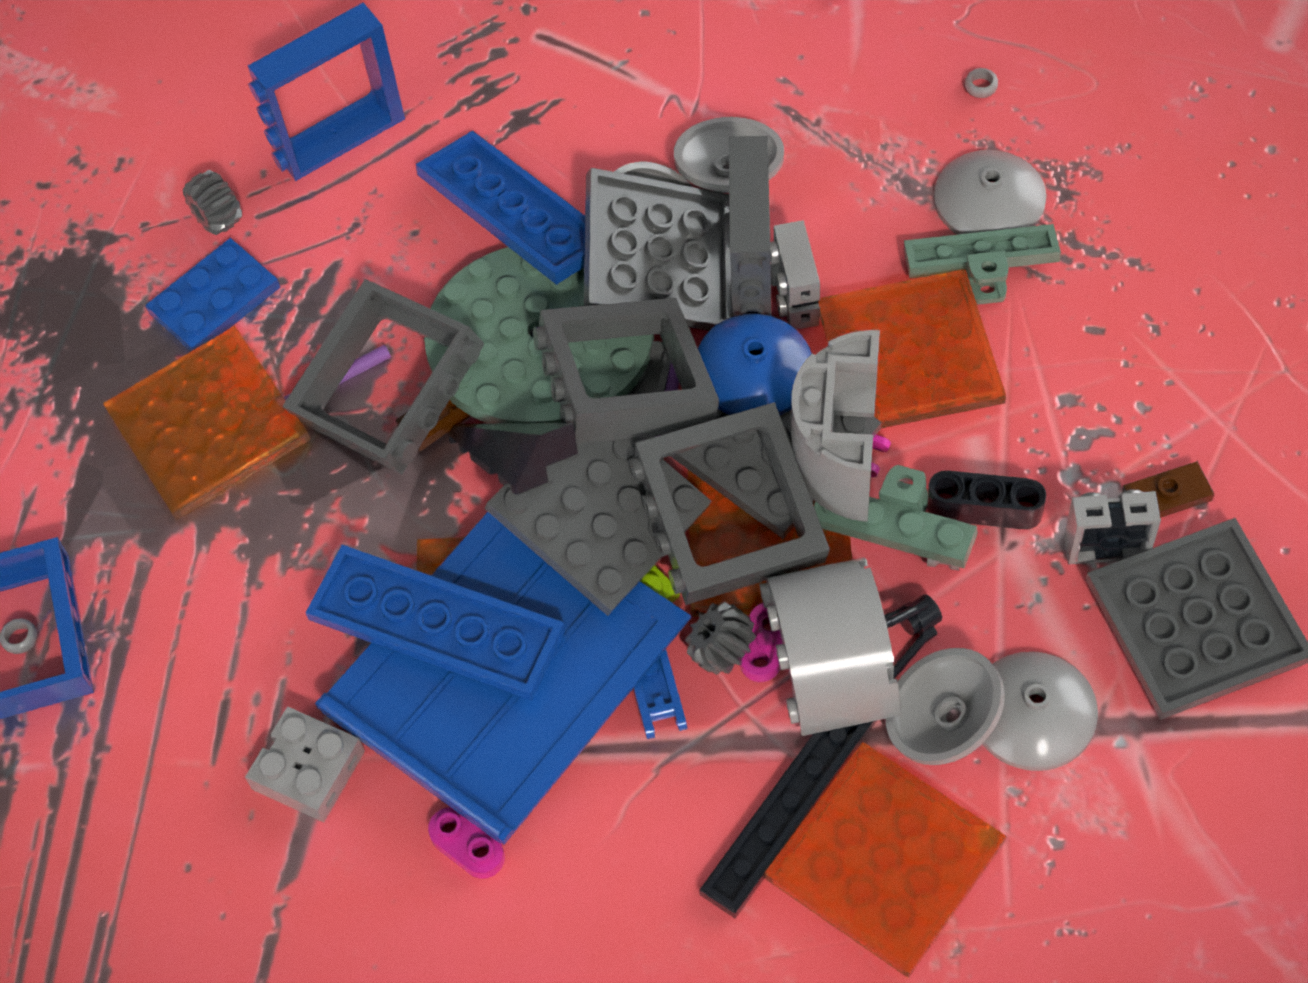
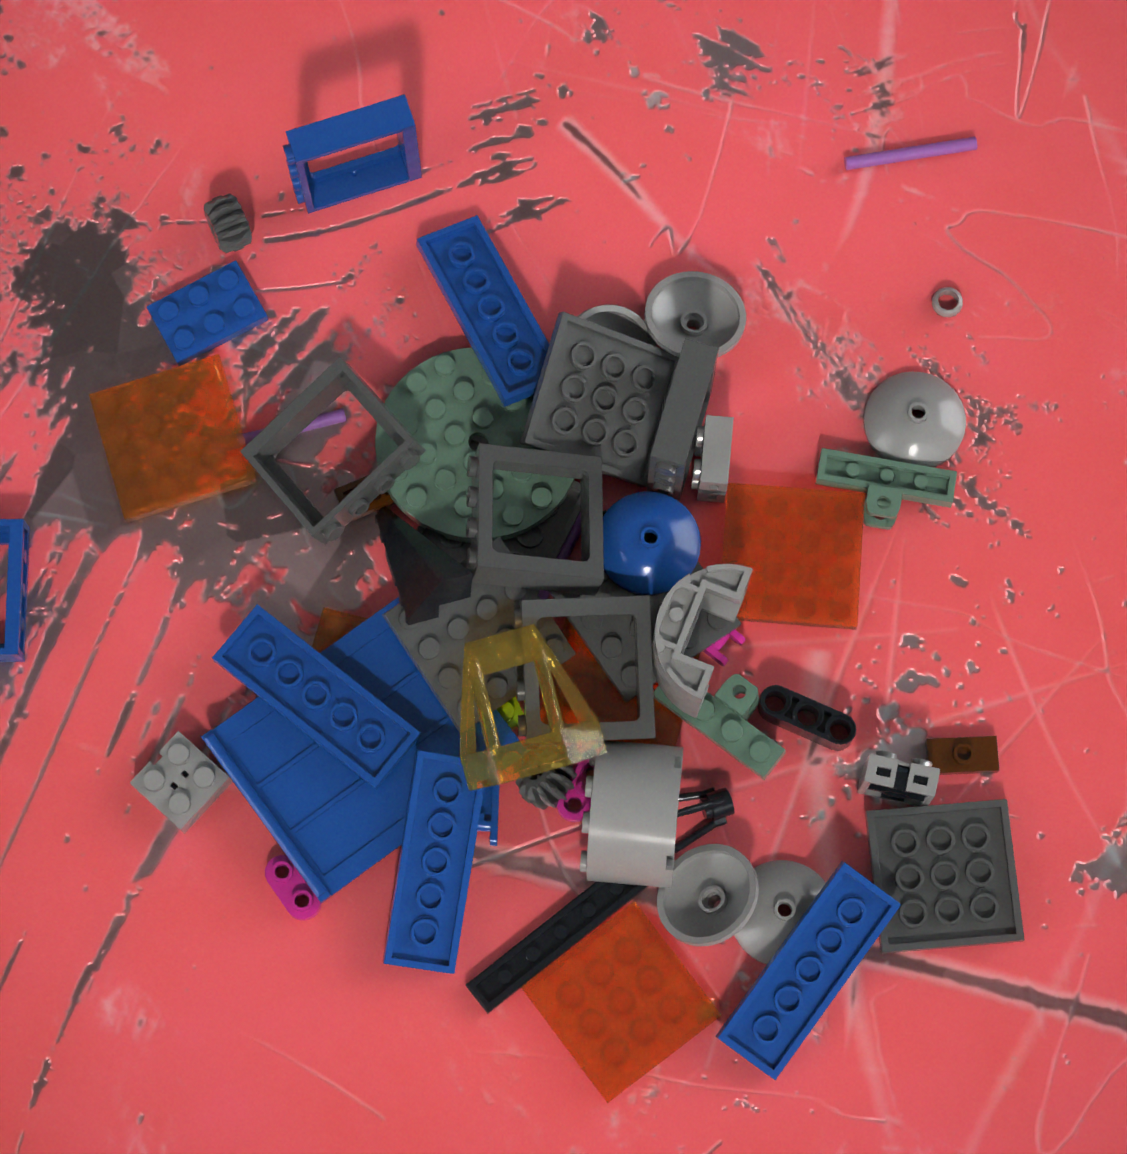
camera: 10 degrees right, 15 degrees up
(623, 761) = (433, 866): none -> blue plate
(695, 596) = (535, 754): none -> clear yellow windscreen
(1087, 756) = (808, 970): none -> blue plate

